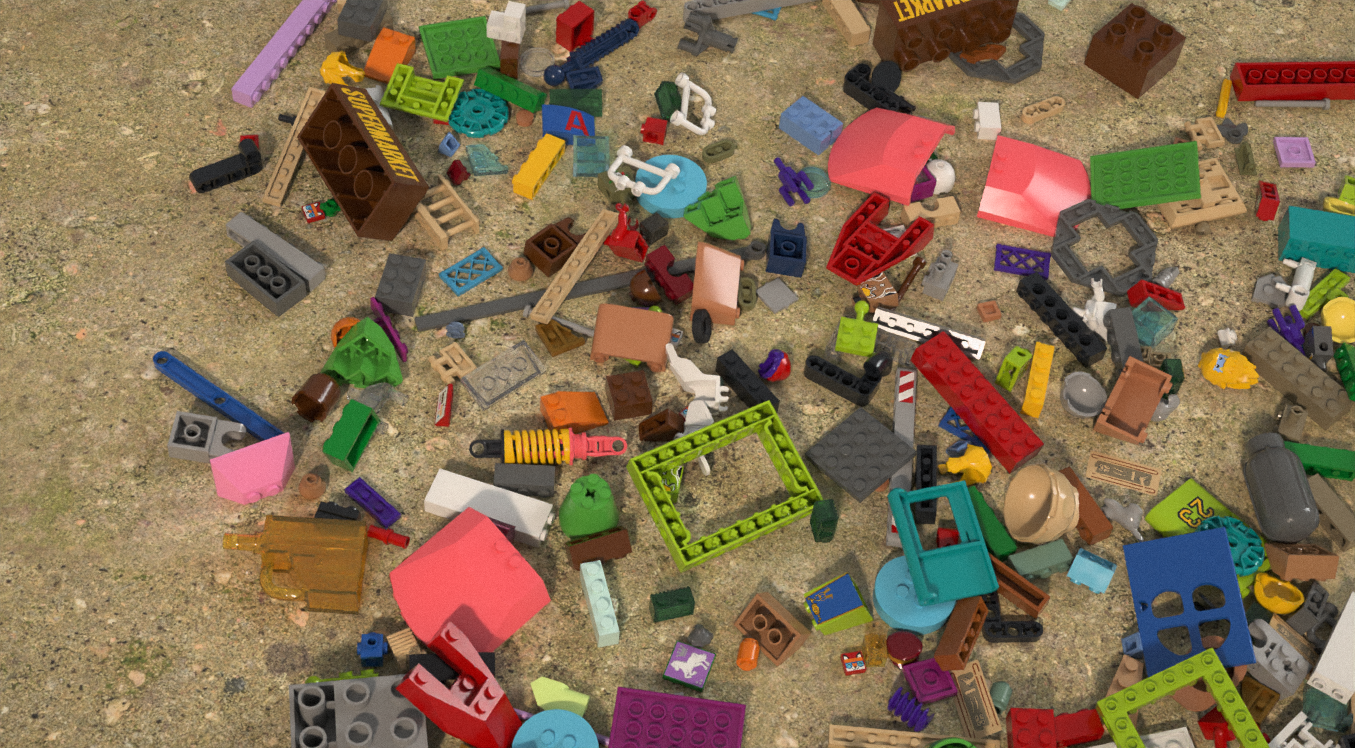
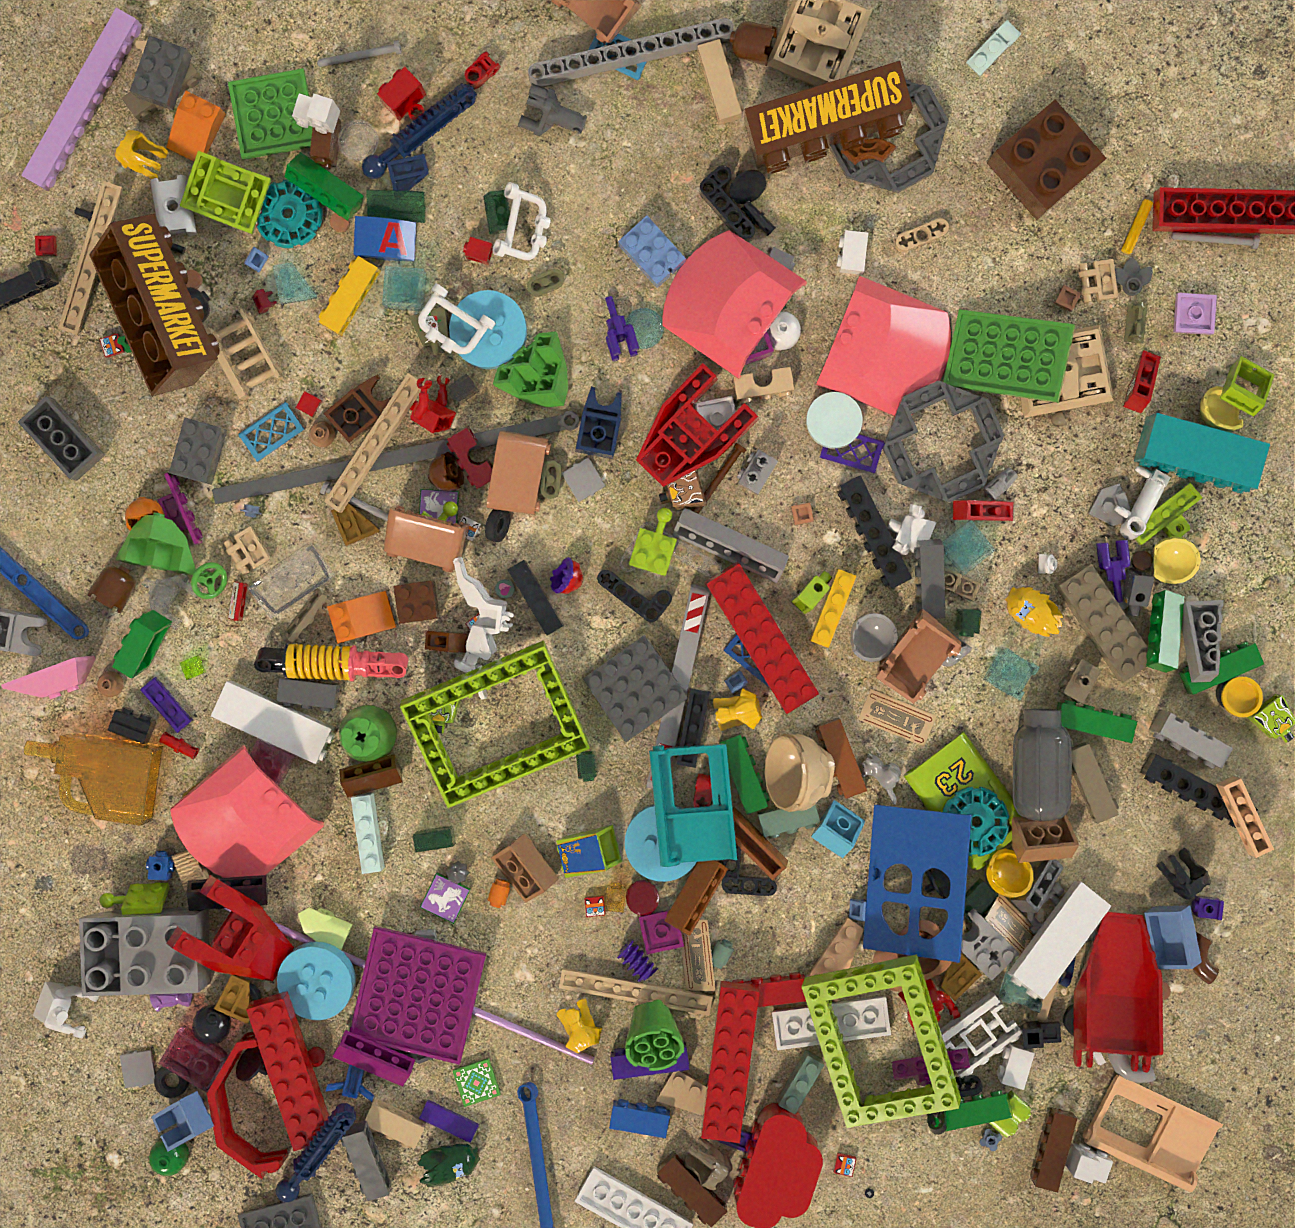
camera: 15 degrees right, 35 degrees up
(245, 229) = (72, 399): light grey brick -> none
(399, 468) = (192, 667): none -> clear neon green tile
(414, 388) = (201, 576): none -> bright green piece
(506, 248) = (308, 404): none -> red tile
(518, 412) = (306, 616): none -> dark tan plate
(879, 363) = (671, 585): black cylinder -> none
(1001, 236) = (834, 420): none -> light aqua piece
(1222, 427) = (1010, 673): none -> clear light blue panel

